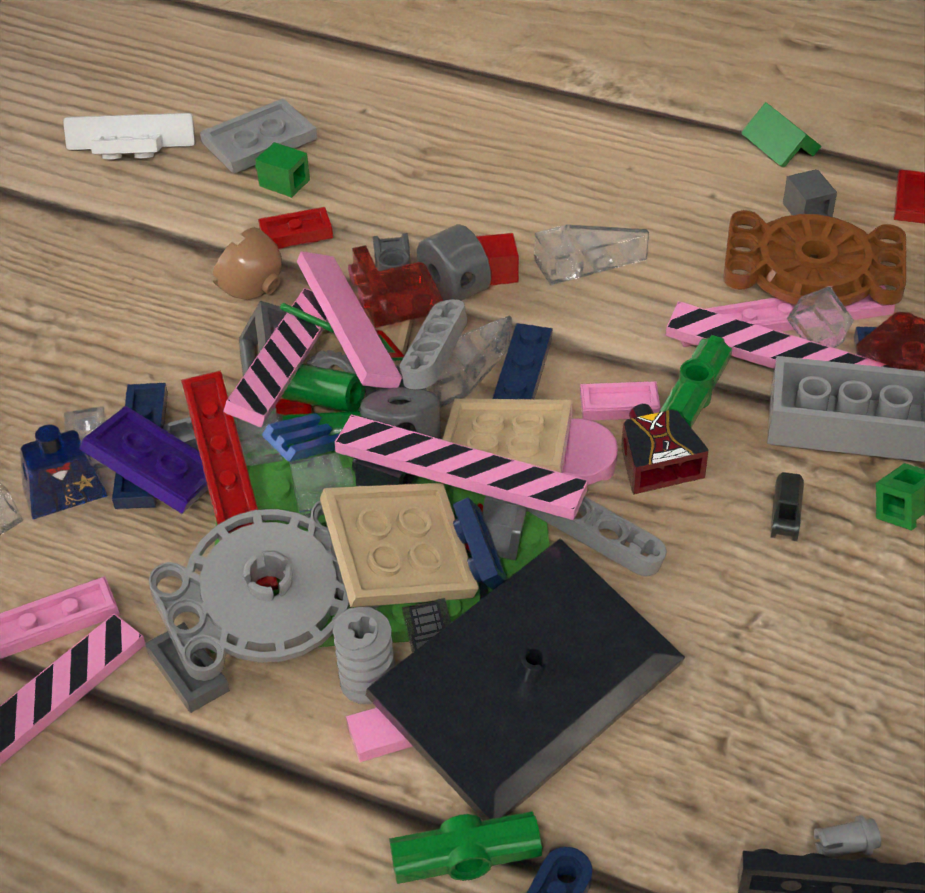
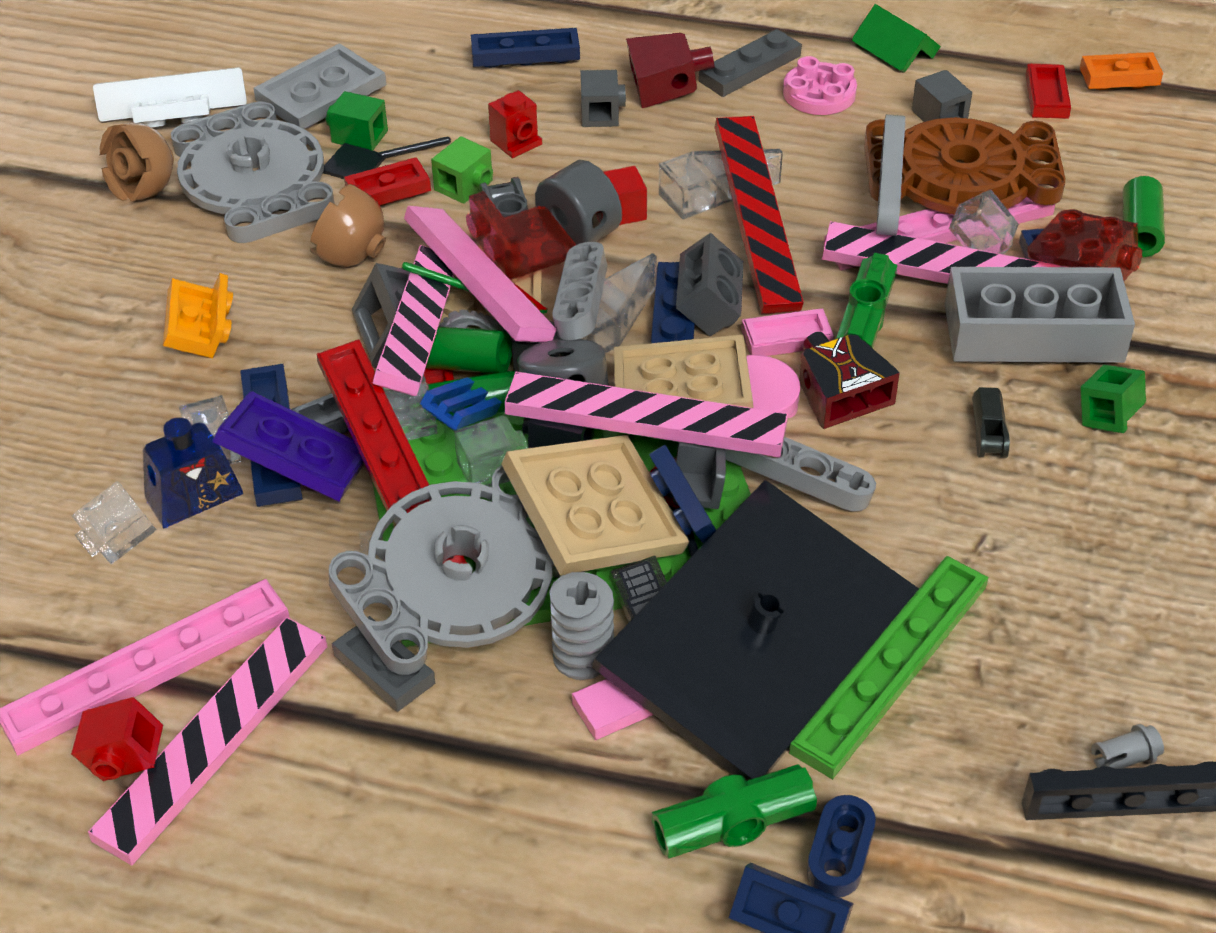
camera: 10 degrees left, 0 degrees up
(86, 188) = (136, 161): none -> medium nougat cylinder
(102, 332) = (197, 316): none -> light orange bracket
(158, 207) = (225, 175): none -> light grey piece
(277, 203) = (354, 159): none -> black piece
(361, 220) = (461, 169): none -> bright green brick
(417, 184) = (514, 124): none -> red brick
(444, 115) = (525, 47): none -> dark blue plate
(500, 167) = (601, 98): none -> dark grey brick
(556, 349) = (710, 285): none -> dark grey brick
(564, 144) = (665, 66): none -> dark red torso
(614, 289) = (758, 215): none -> tile
(640, 728) = (888, 667): none -> bright green tile
(643, 146) = (750, 62): none -> dark grey plate
(702, 174) = (820, 86): none -> bright pink tile
(740, 264) = (890, 175): none -> light grey beam

